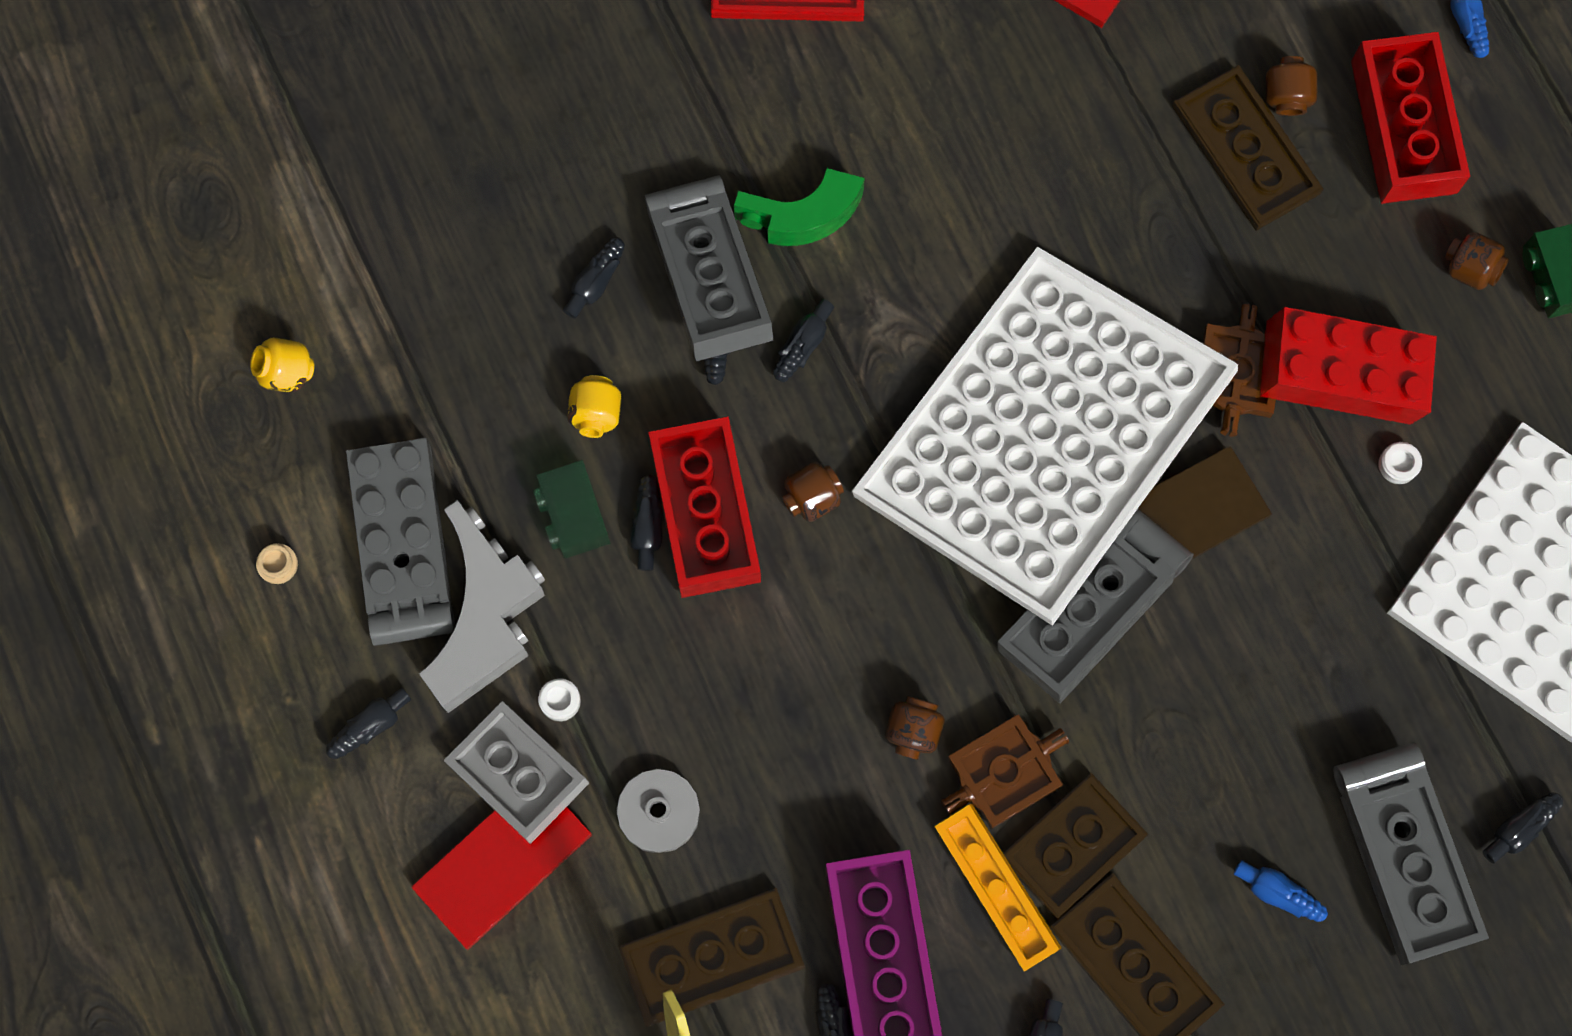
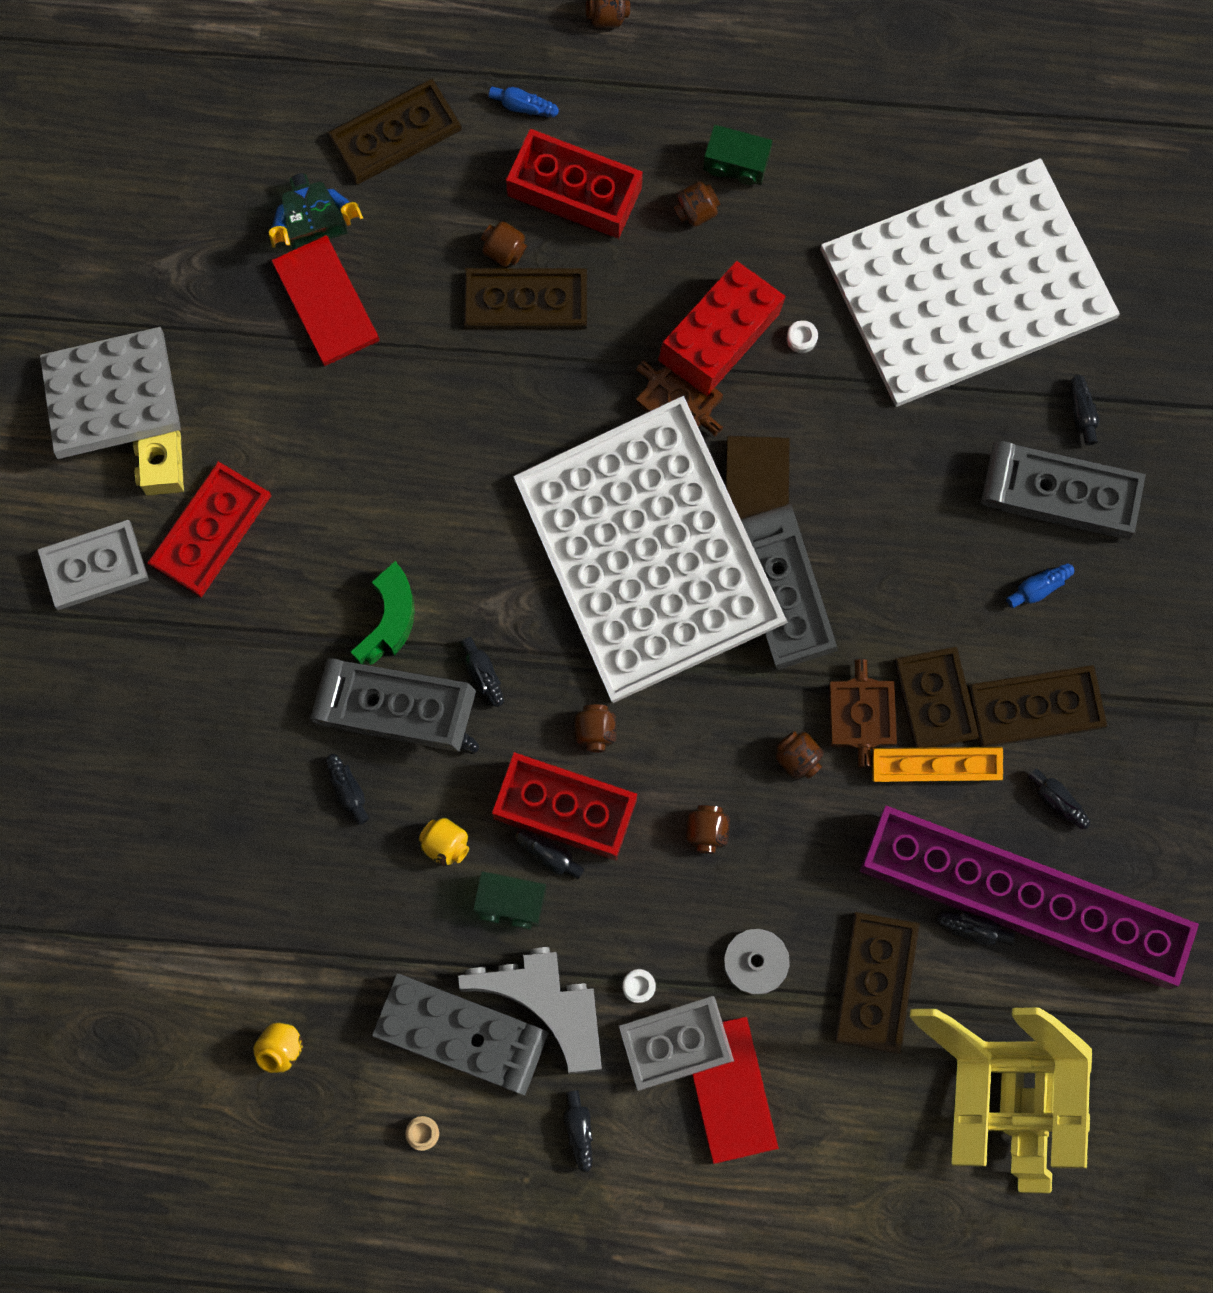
camera: 60 degrees left, 0 degrees up
(773, 674) = (707, 828): none -> reddish brown head

